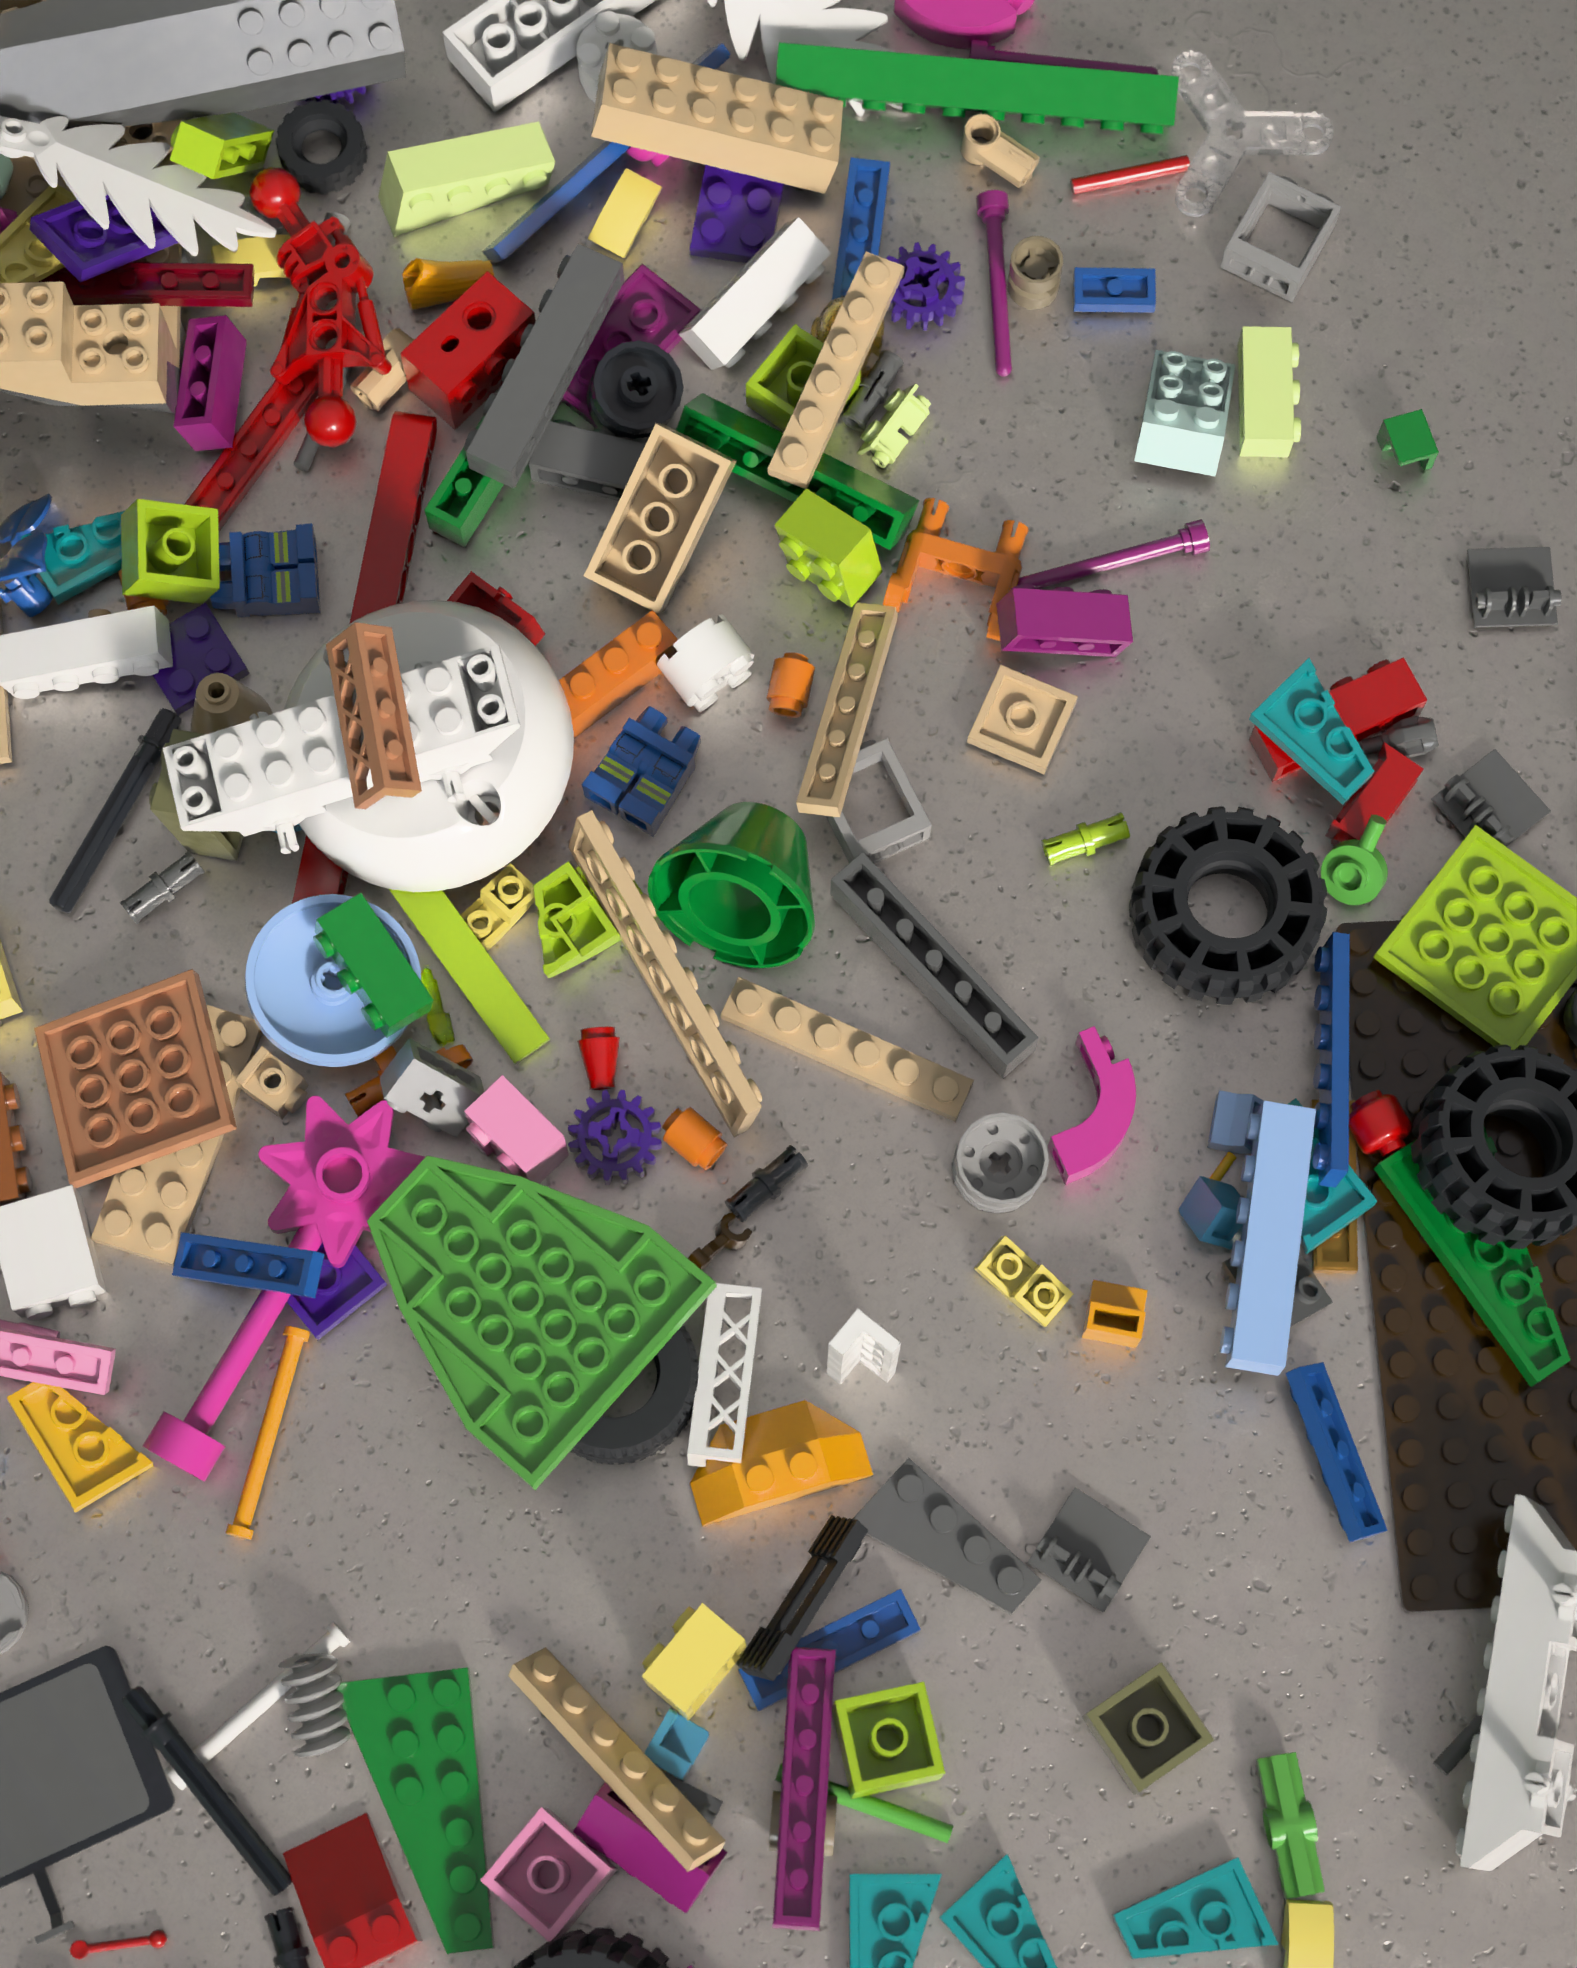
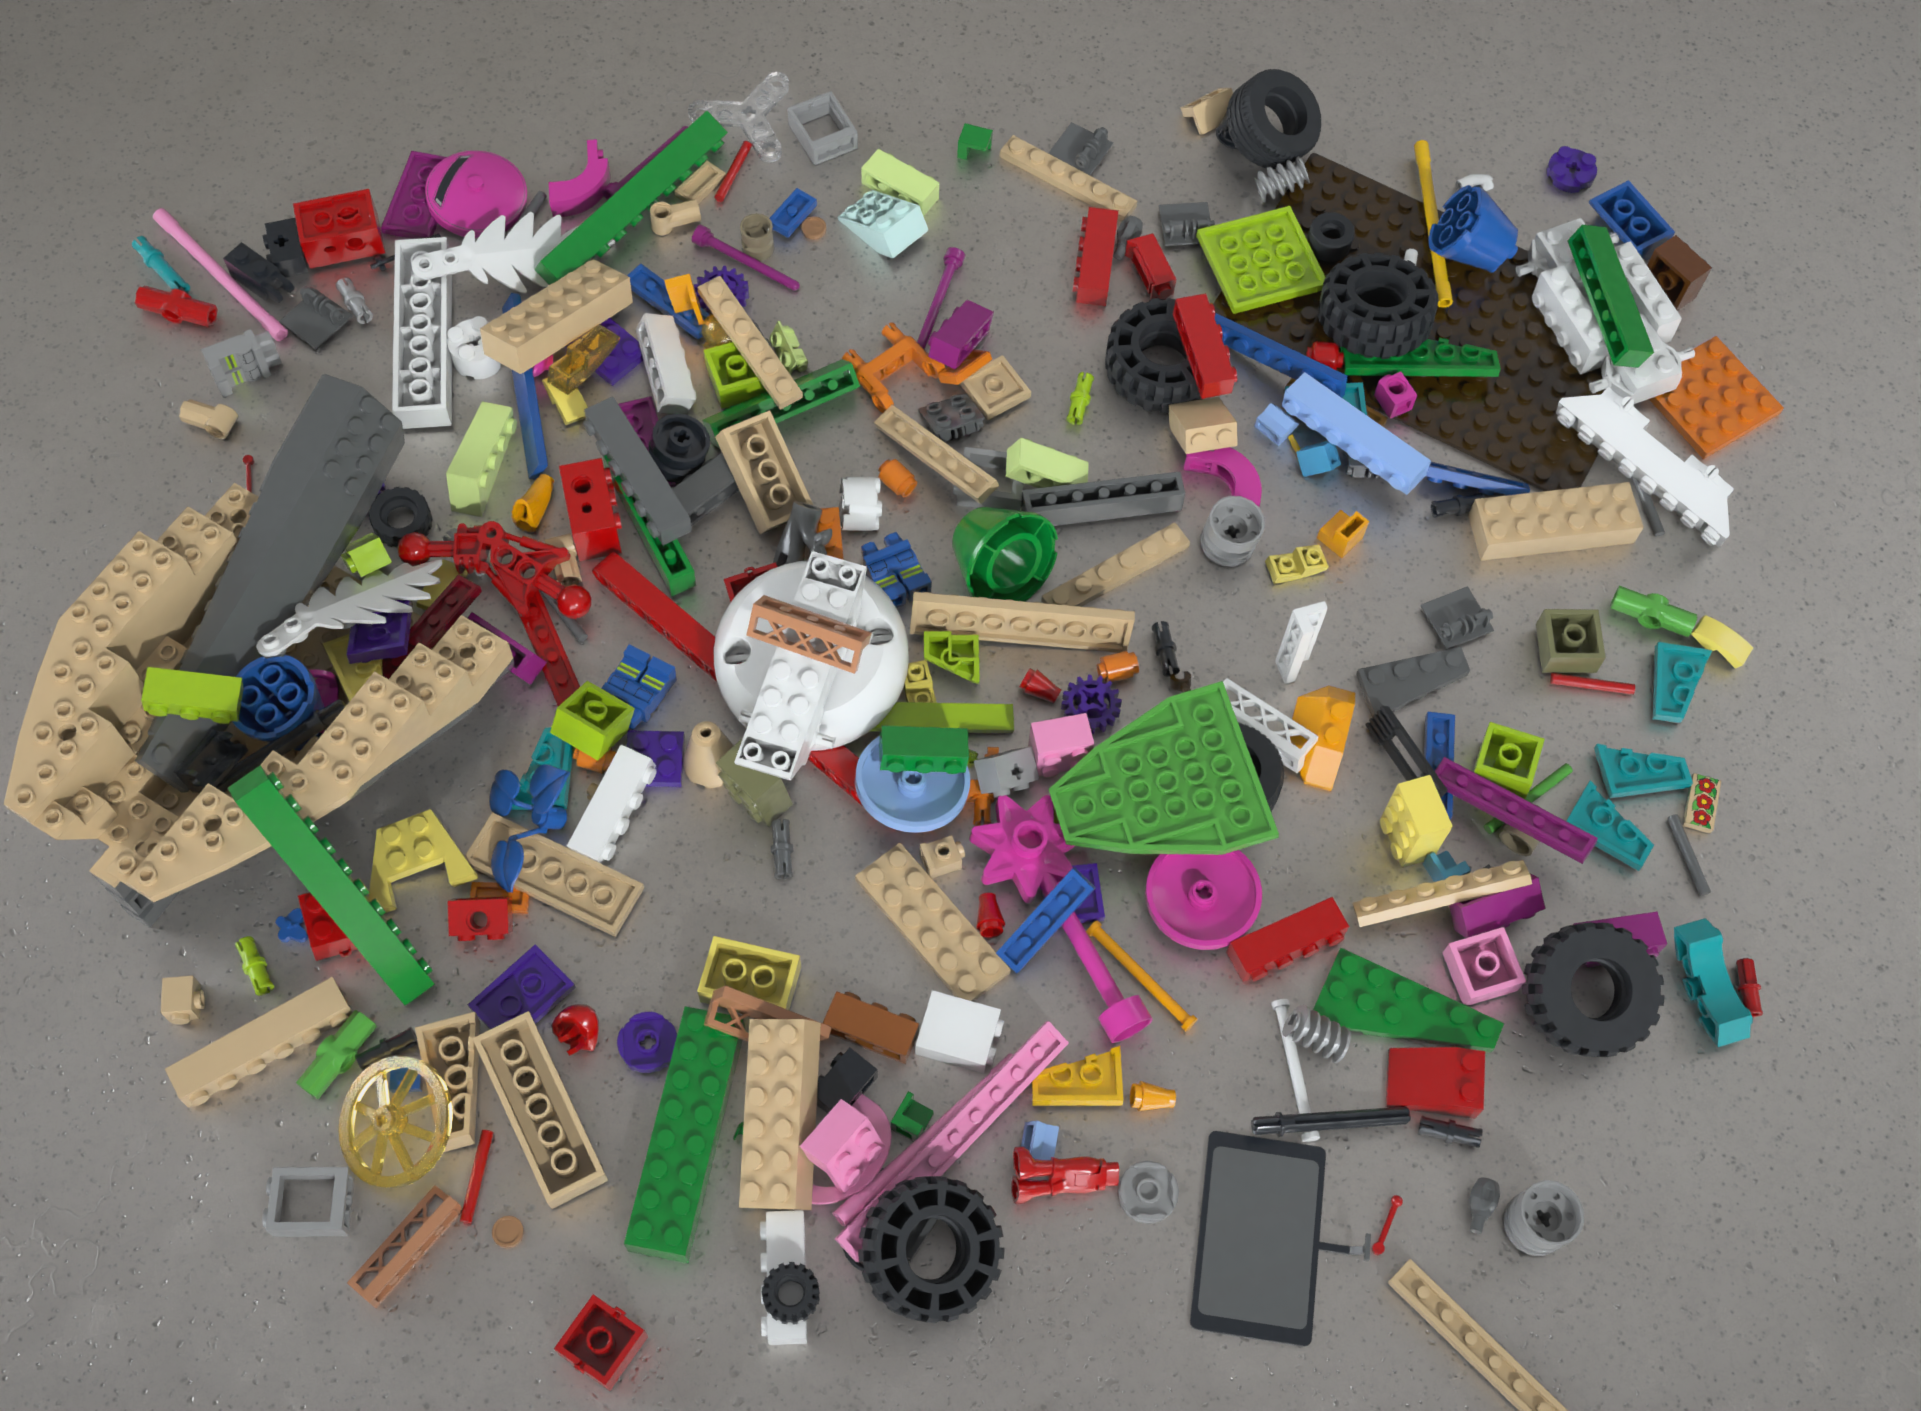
camera: 60 degrees left, 10 degrees down
(106, 1542) = (1149, 1096): none -> light orange cone
(114, 811) = (694, 808): black axle -> none
(134, 1078) = (891, 922): nougat plate -> none
(228, 1194) = (990, 919): none -> red cone
(410, 1453) = (1203, 897): none -> dark pink dish
(432, 1591) = (1288, 939): none -> red brick
(593, 624) = (799, 532): none -> dark grey piece
(685, 192) = (582, 359): none -> clear yellow slope
(828, 548) = (840, 409): lime brick -> none
(855, 239) = (683, 295): none -> light orange panel
(925, 861) = (1043, 465): none -> yellowish green brick
(937, 692) = (950, 414): none -> dark grey hinge
(1035, 667) = (969, 366): none -> orange tile
(1078, 149) = (700, 183): none -> tan tile
(1112, 1799) = (1590, 683): none -> red bar
(1116, 332) = (813, 227): none -> medium nougat piece
(1143, 1024) = (1203, 425): none -> tan brick
(1251, 947) = (1204, 346): none -> red brick
(1277, 1450) = (1457, 505): none -> black pin
(1311, 732) = (1101, 264): teal wing -> none
(1343, 1604) = (1555, 521): none -> tan brick
(1355, 868) = (1180, 285): bright green piece -> none
(1383, 1273) = (1395, 403): none -> dark pink brick
(1448, 603) = (1066, 177): none -> tan plate

